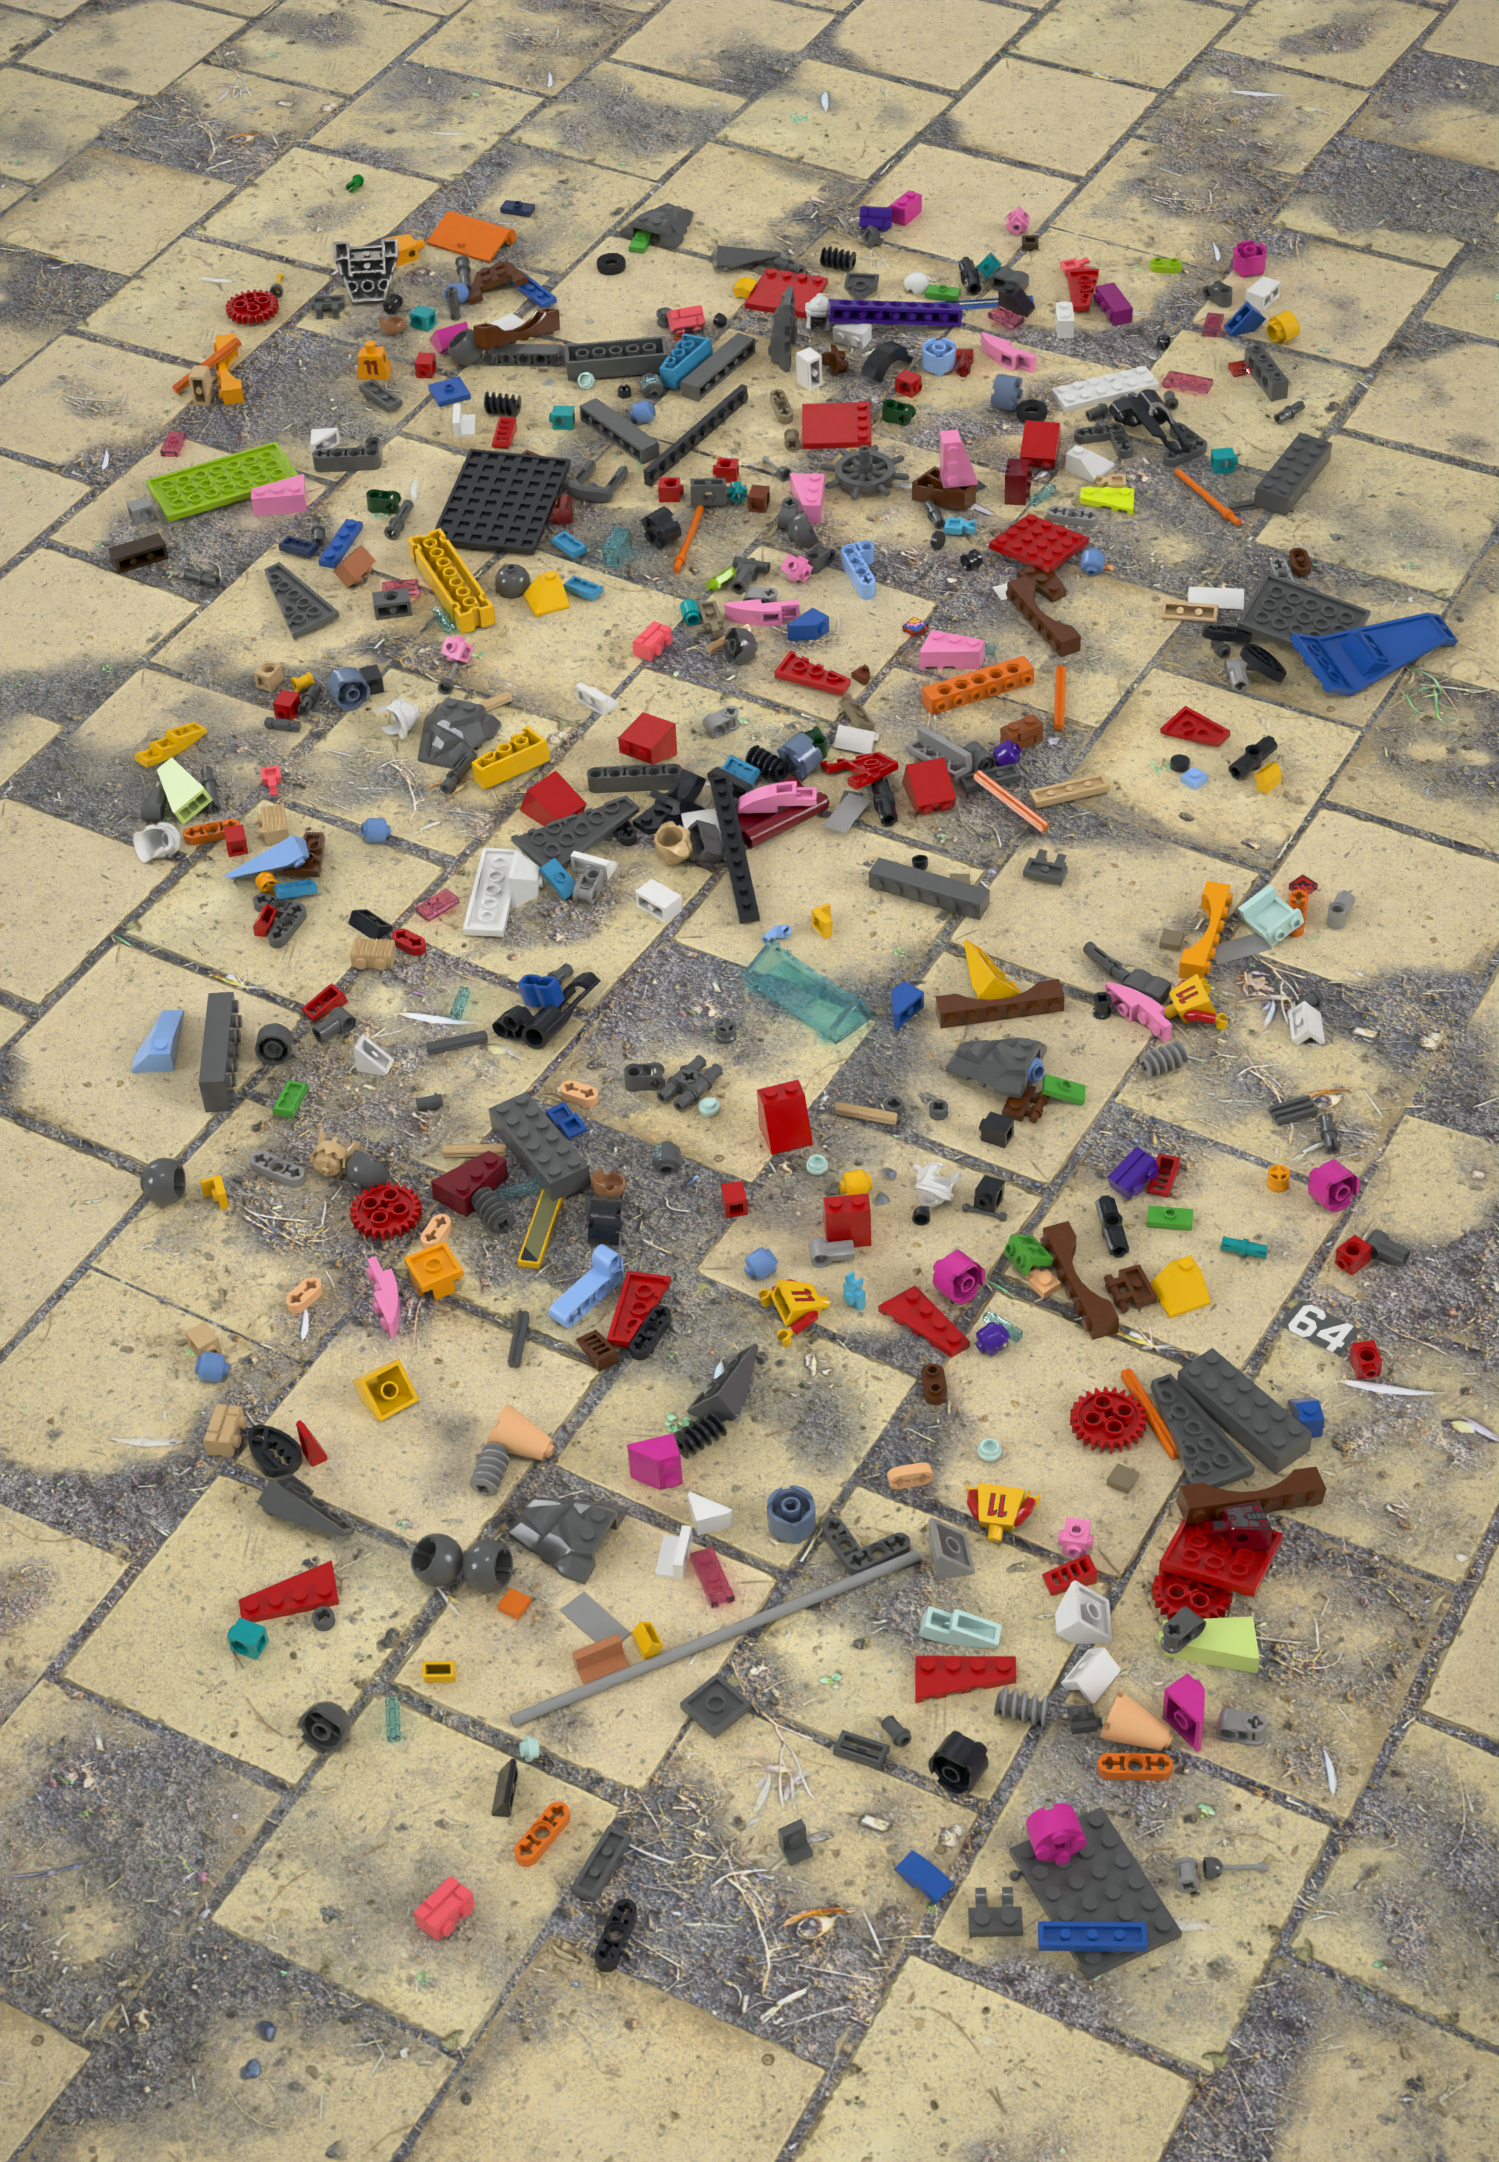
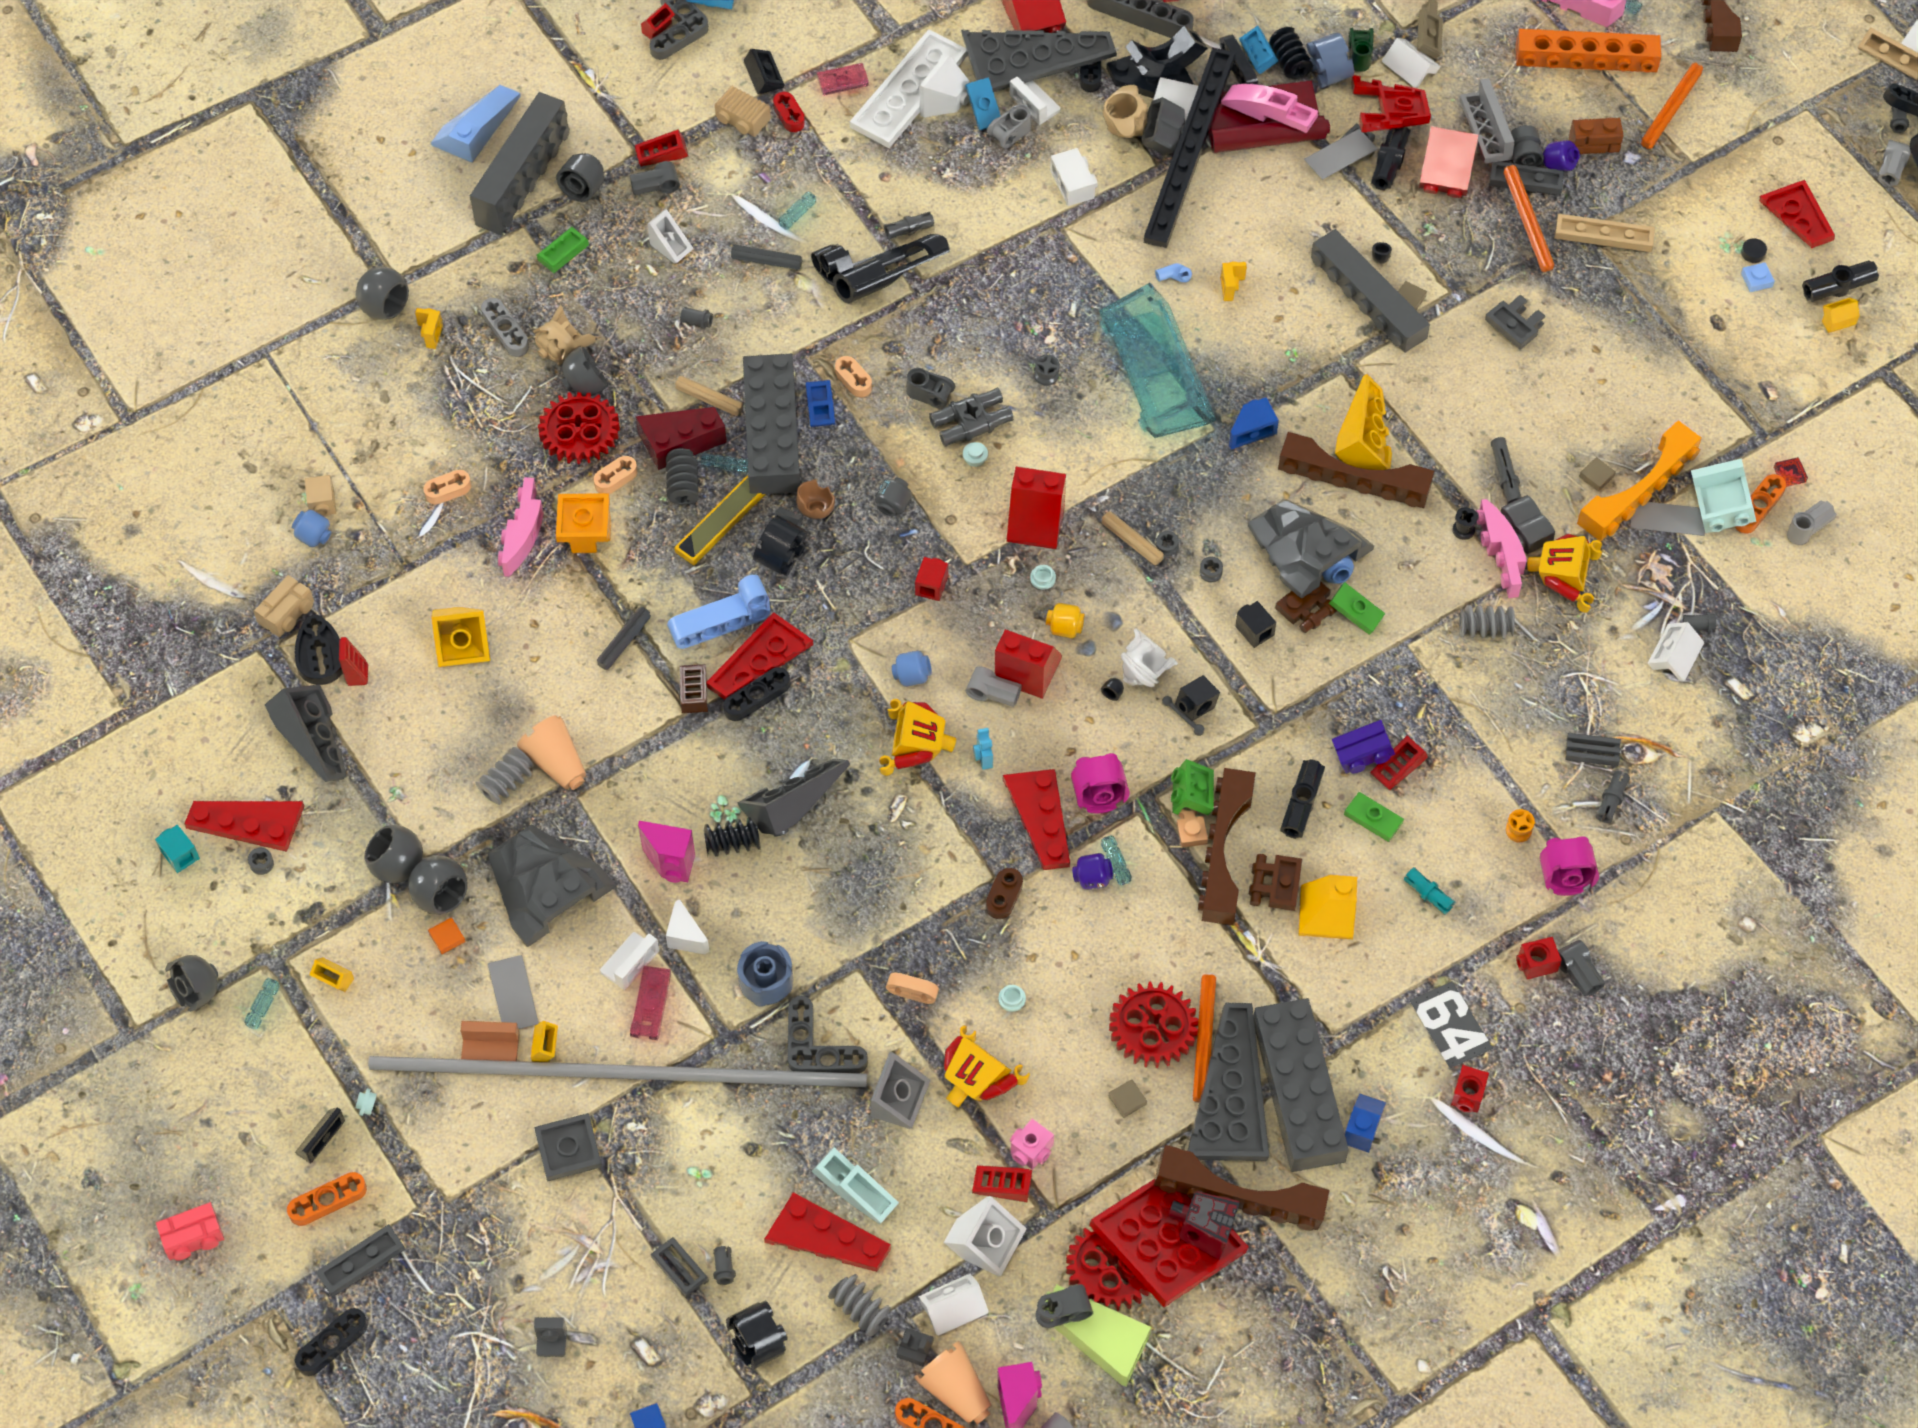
camera: 25 degrees right, 15 degrees up
(540, 991) = (880, 236): blue brick -> none

